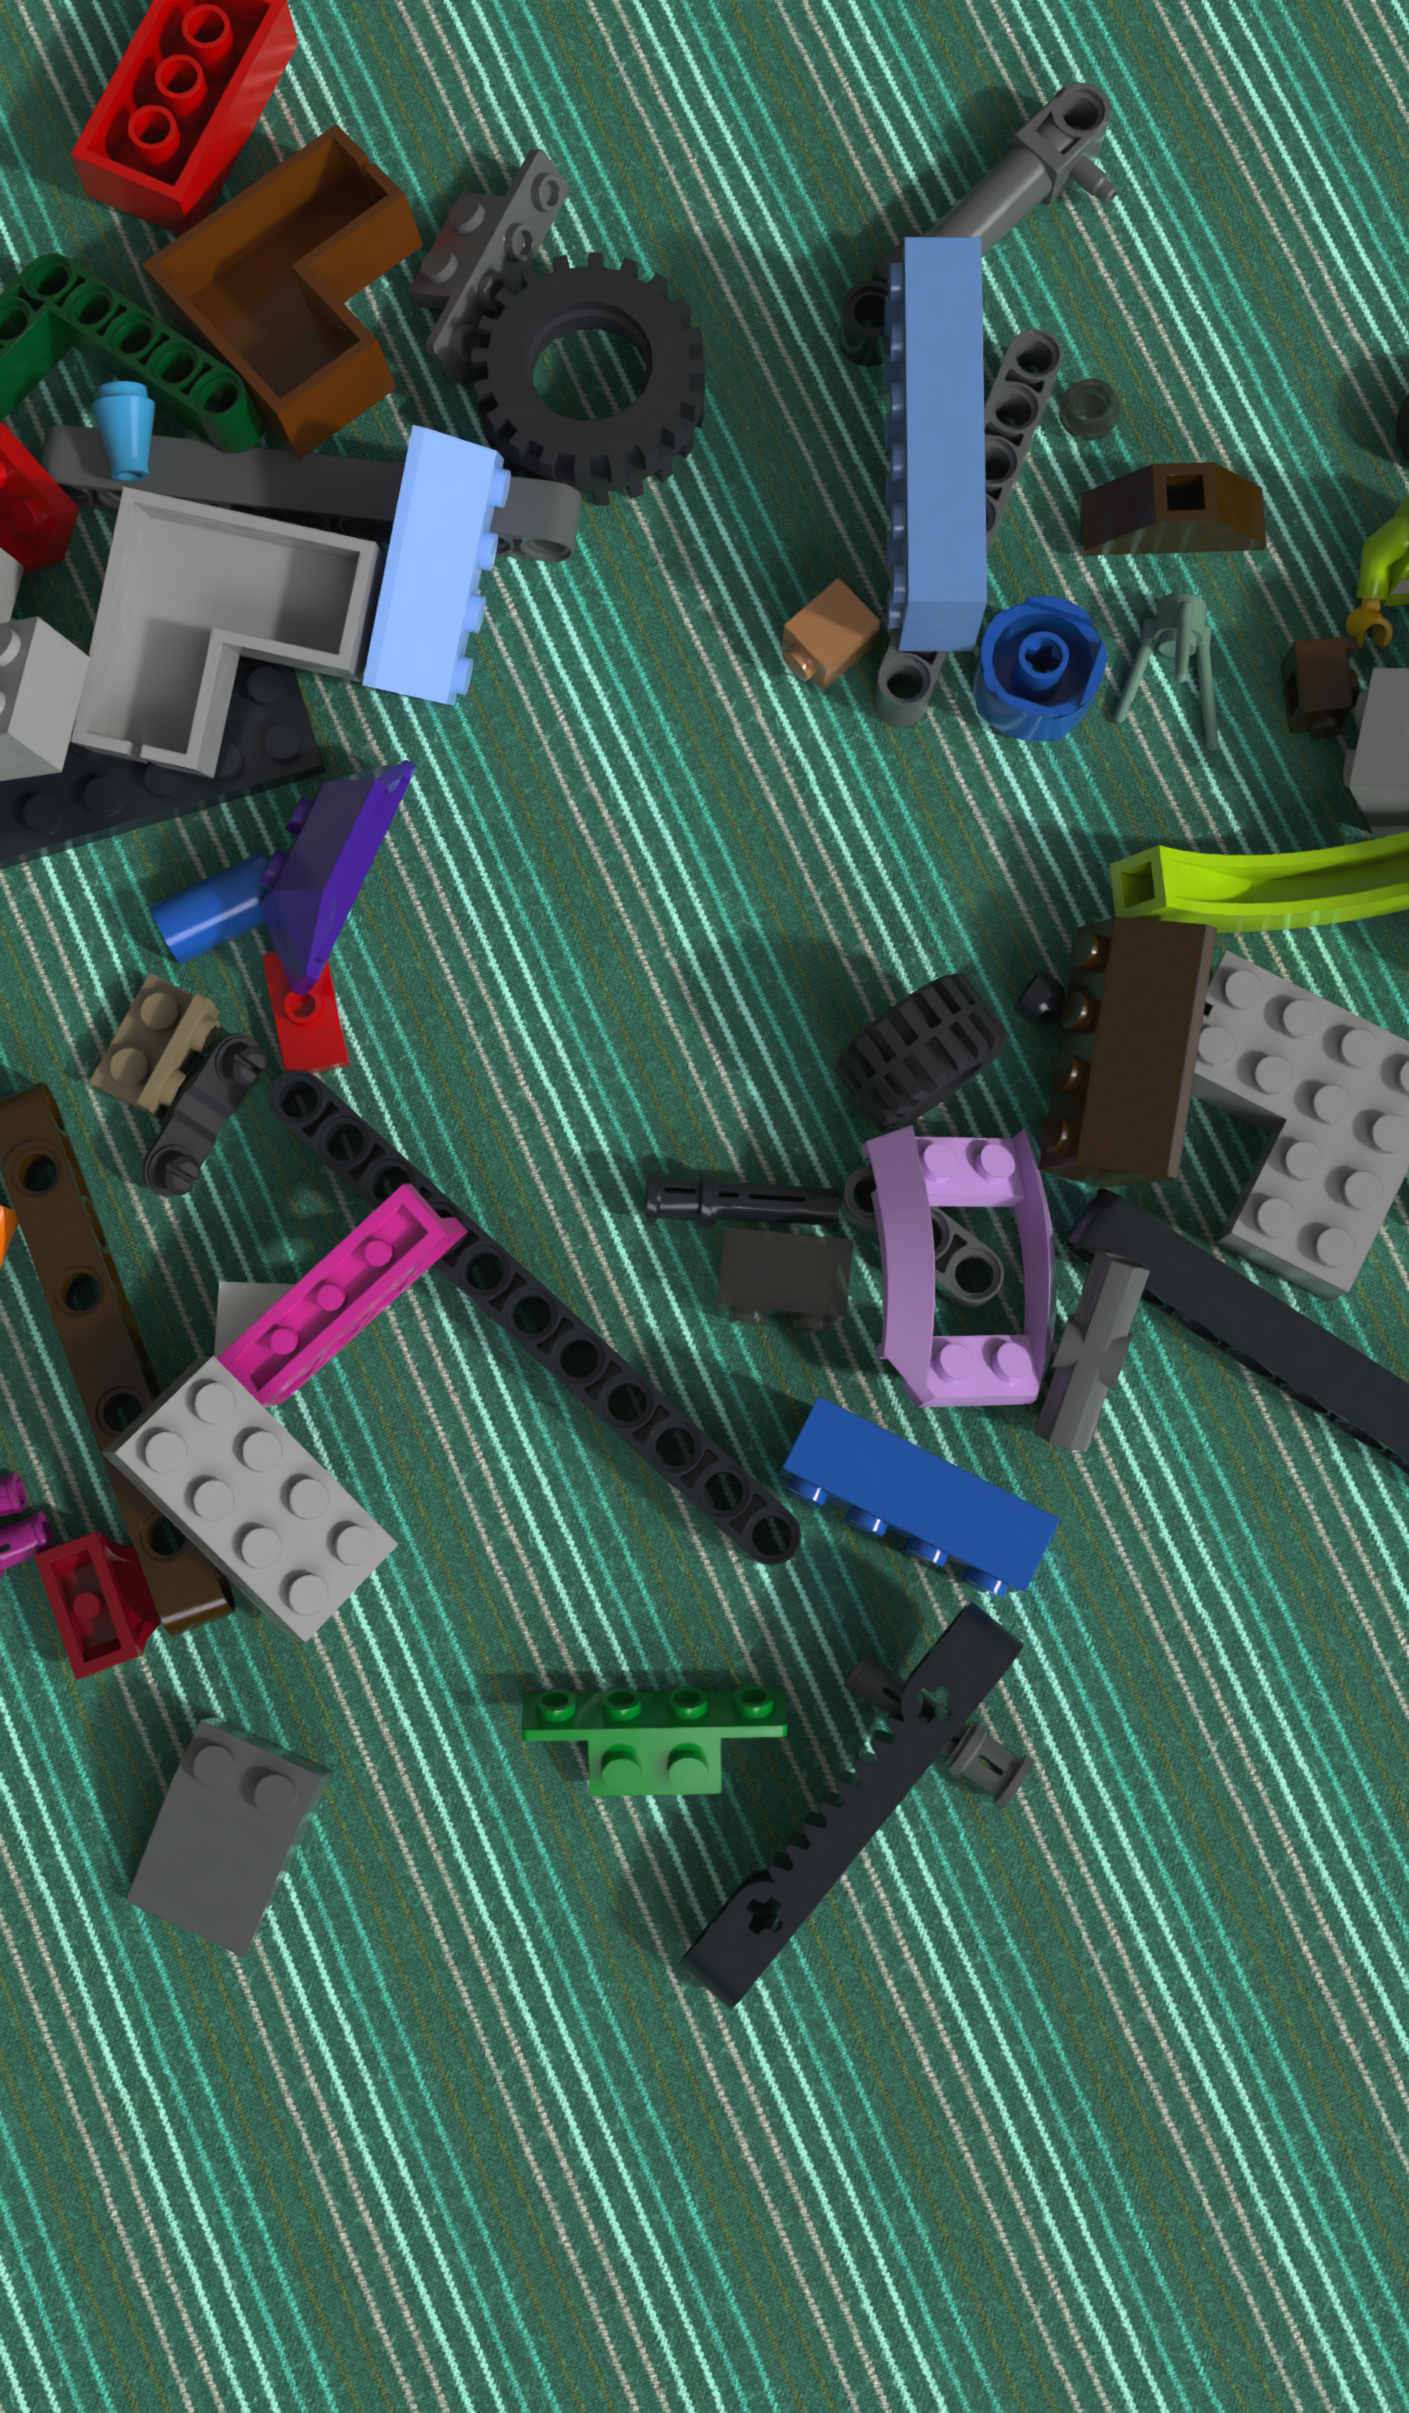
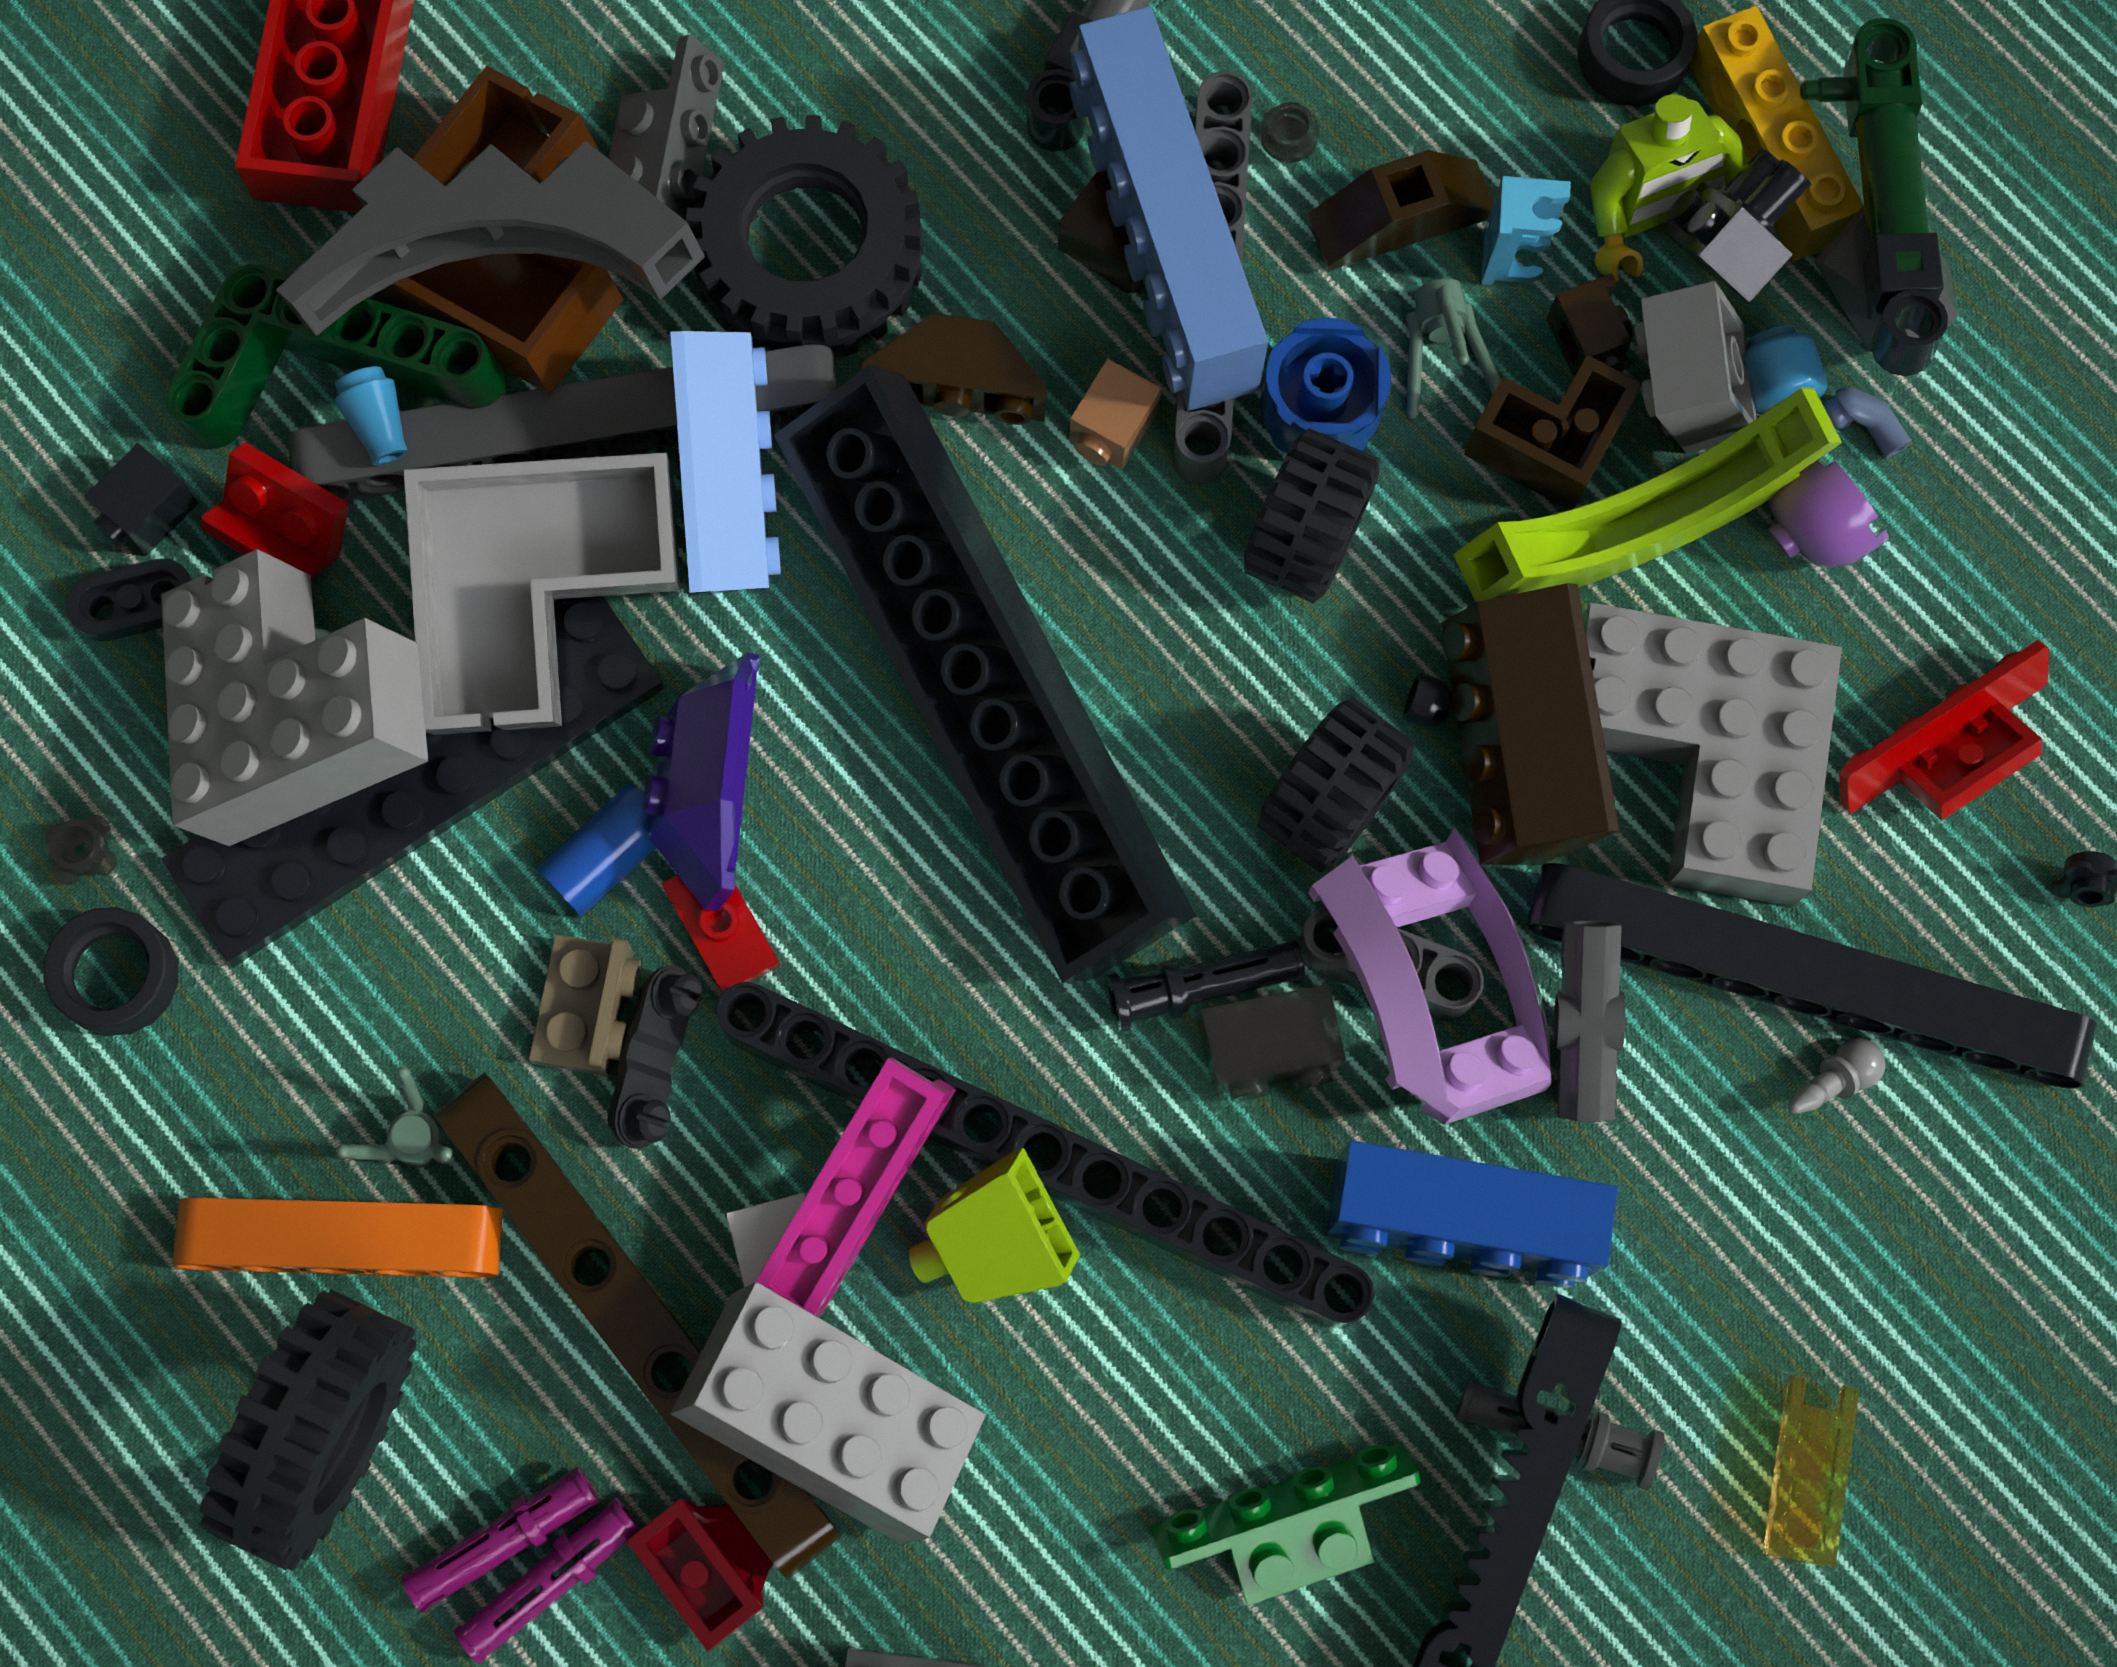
camera: 20 degrees left, 5 degrees down
(283, 260) = (491, 207): none -> dark grey arch
(465, 1380) = (997, 1235): none -> lime torso
(620, 846) = (983, 676): none -> black brick
(692, 548) = (964, 369): none -> dark brown slope
(862, 457) = (1091, 237): none -> dark brown slope
(982, 785) = (1311, 515): none -> black tyre
(1161, 1846) = (1810, 1477): none -> clear yellow hinge
(1246, 788) = (1550, 444): none -> dark brown brick
(1283, 559) = (1521, 219): none -> medium azure hinge
(1336, 1472) = (1853, 1067): none -> light grey bar

